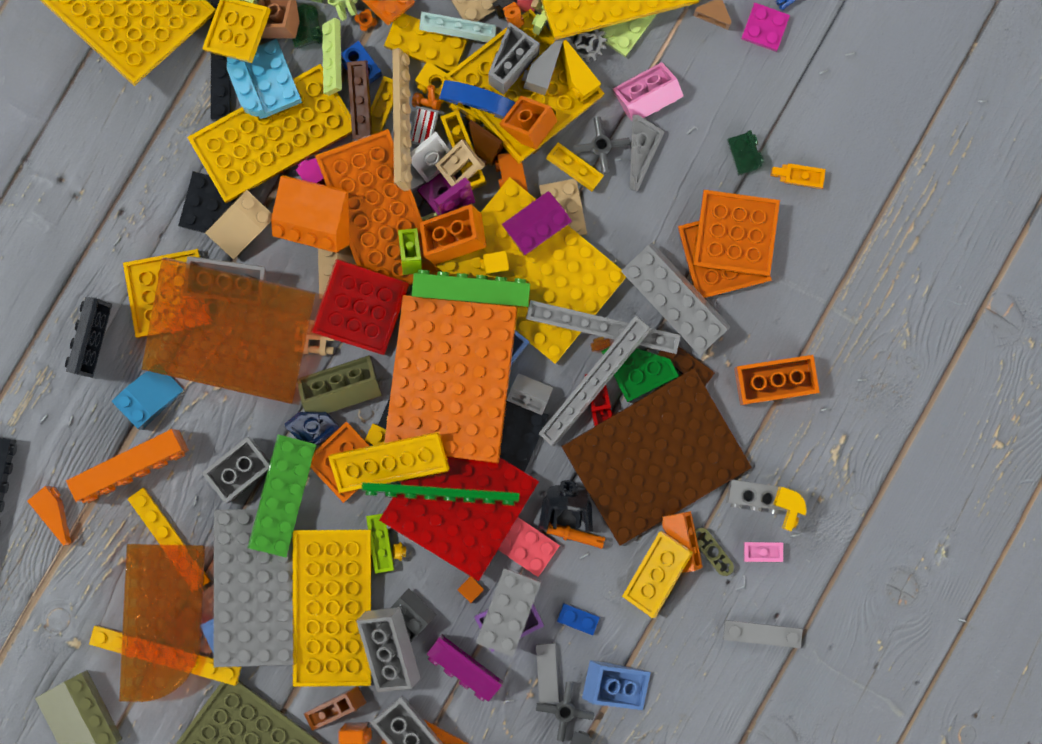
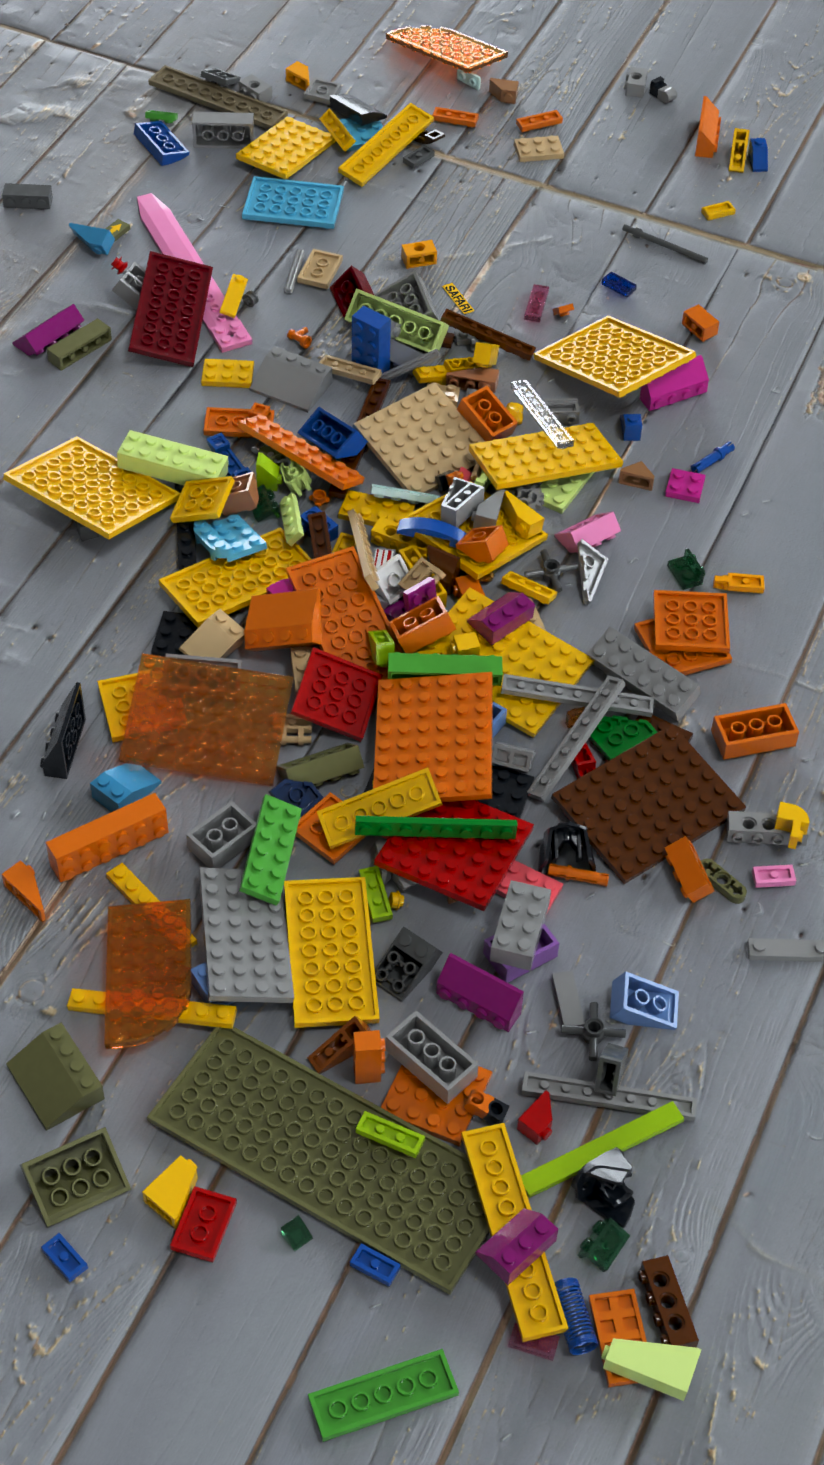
camera: 10 degrees left, 35 degrees down
(388, 649) = (396, 974): light grey brick -> none
(419, 100) = (387, 542): orange piece -> none
(470, 589) = (475, 930): orange tile -> none
(578, 619) = (593, 949): blue plate -> none
(657, 574) = (669, 895): yellow plate -> none

